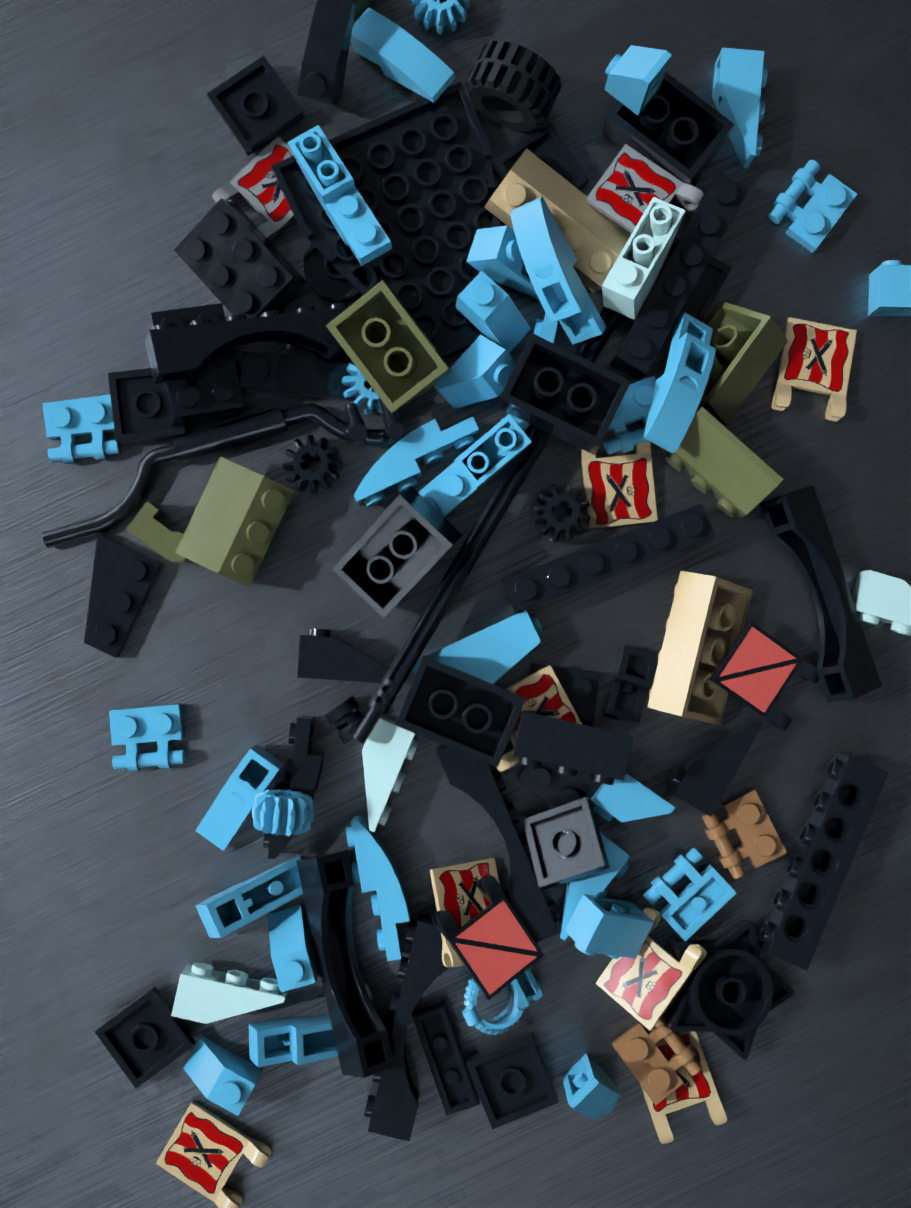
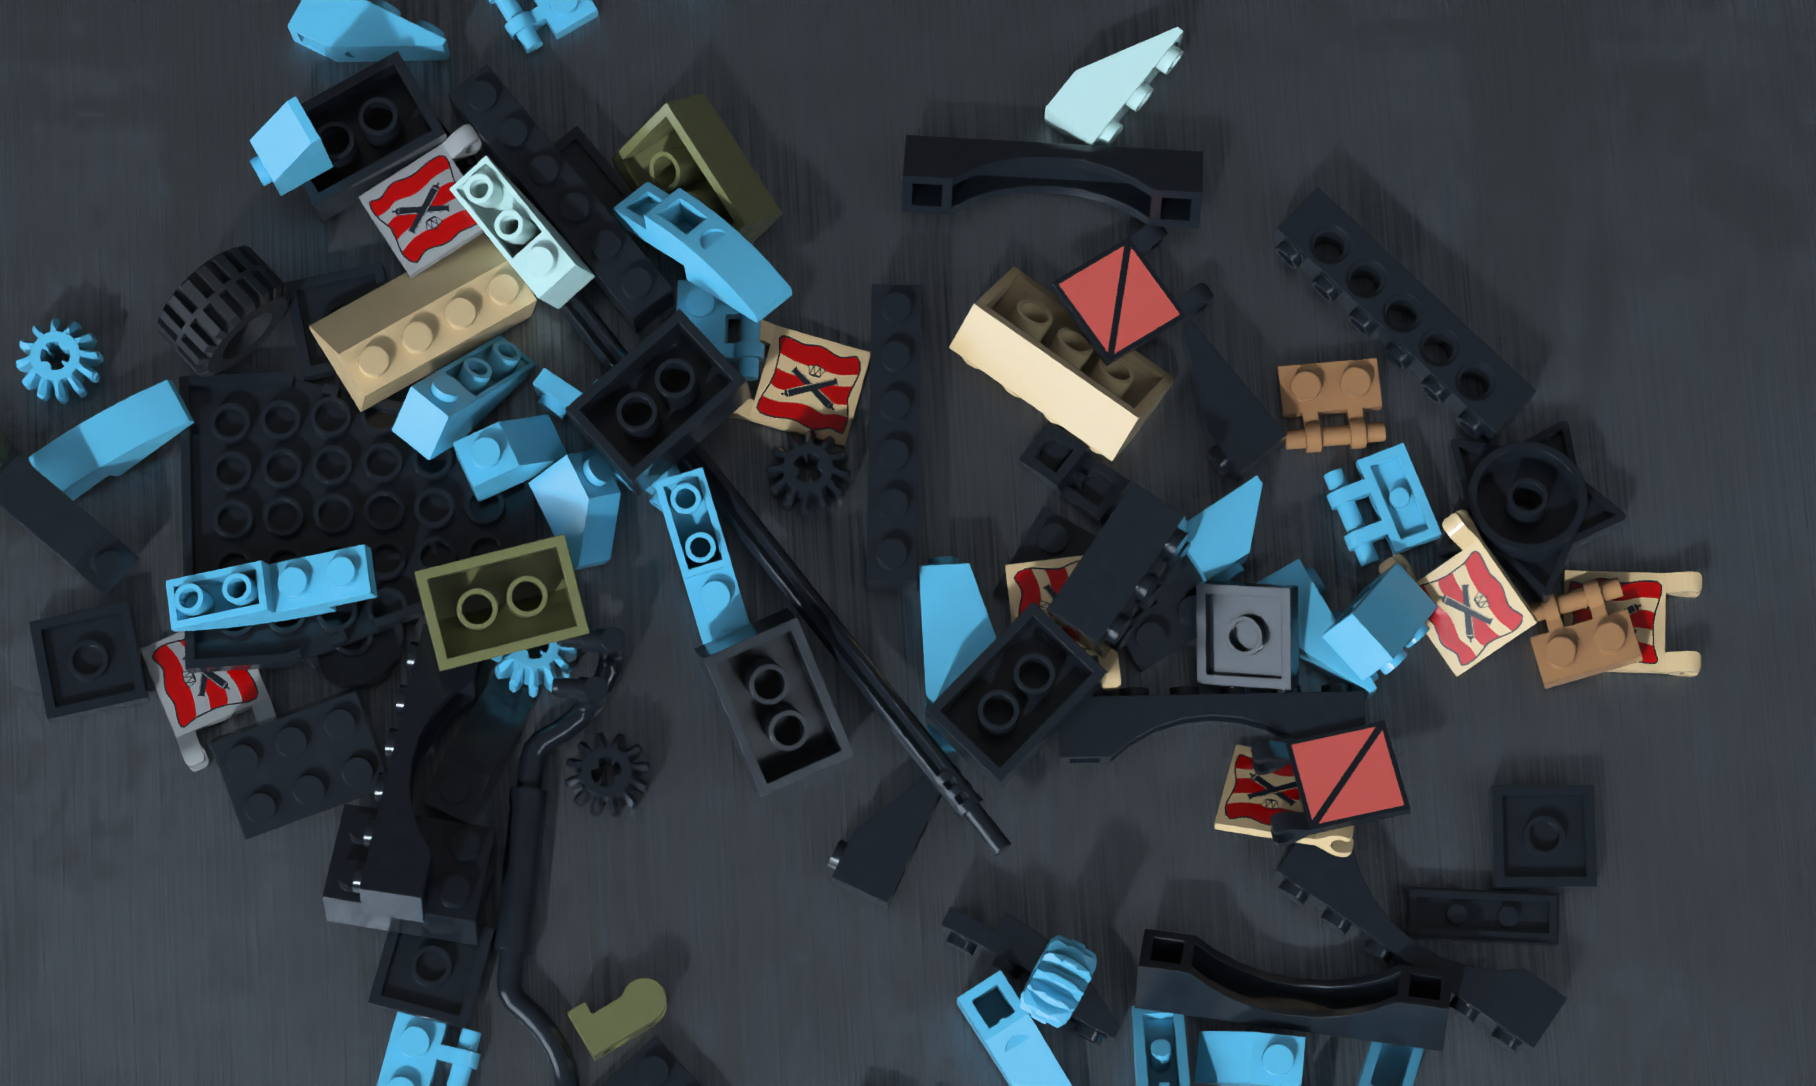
camera: 70 degrees left, 10 degrees down
(234, 521) = (644, 904): olive slope -> none
(345, 718) = (960, 865): black wheel -> none
(378, 872) = (1191, 903): medium azure slope -> none
(382, 763) = (1051, 841): light aqua slope -> none
(399, 464) = (656, 655): medium azure slope -> none
(522, 989) = (1426, 775): medium azure piece -> none
(552, 273) = (494, 353): medium azure slope -> none
(590, 1089) = (1590, 732): medium azure slope -> none
(723, 466) = (835, 239): olive slope -> none
(815, 361) = (744, 68): flag -> none

